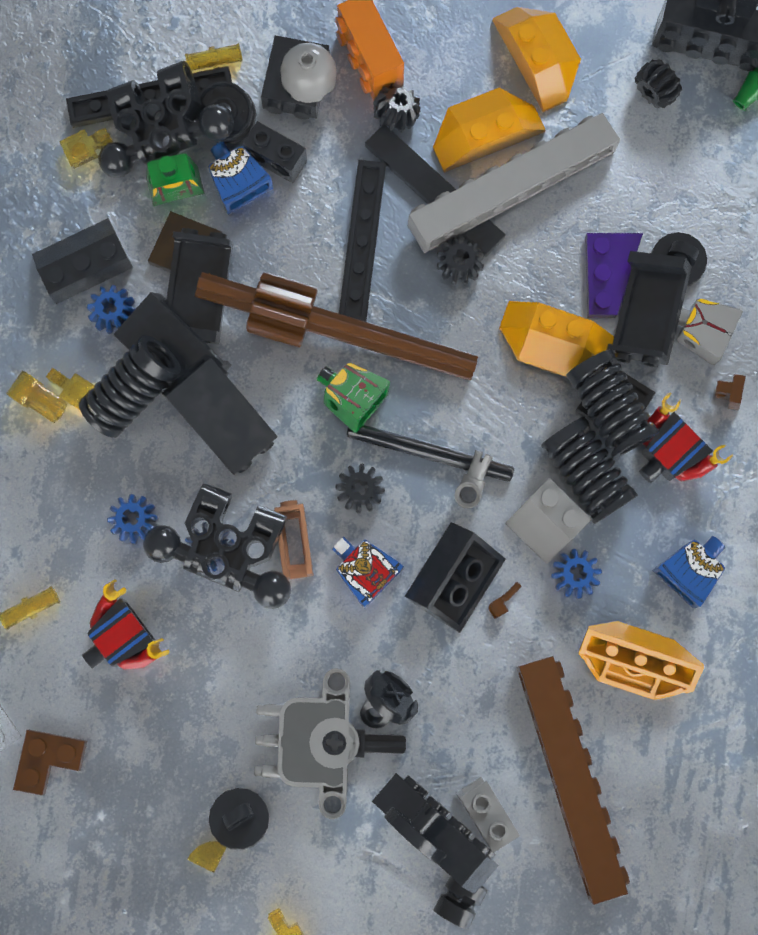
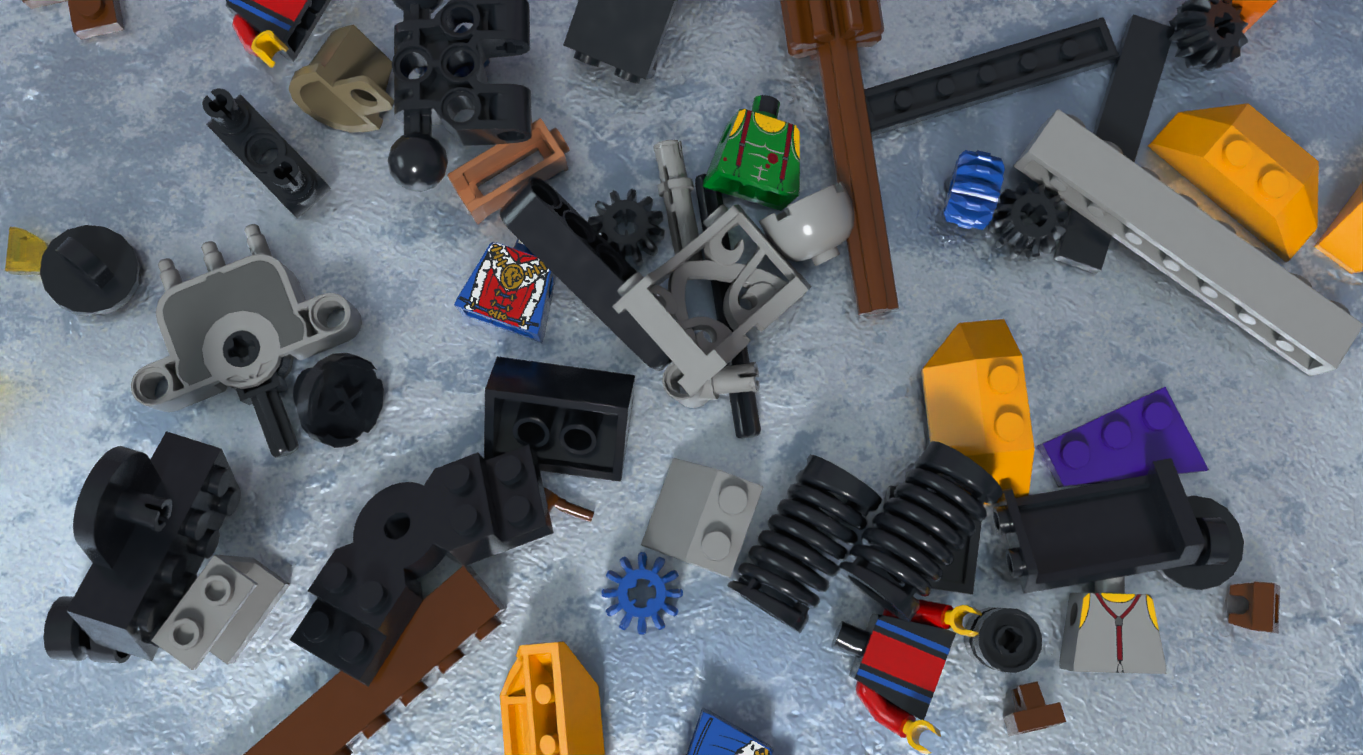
camera: 65 degrees right, 0 degrees up
(196, 613) = (345, 83): none -> dark tan container
(196, 689) = (249, 137): none -> black piece
(360, 452) = (676, 190): none -> light grey pin
(383, 516) = (579, 260): none -> black beam
(409, 382) = (812, 225): none -> light grey cylinder
(430, 282) = (974, 189): none -> blue gear
(430, 487) = (664, 311): none -> light grey fence
(507, 723) = (404, 533): none -> black plate
(689, 385) = (1005, 641): none -> black wheel
(728, 241) = (1263, 606): none -> reddish brown tile

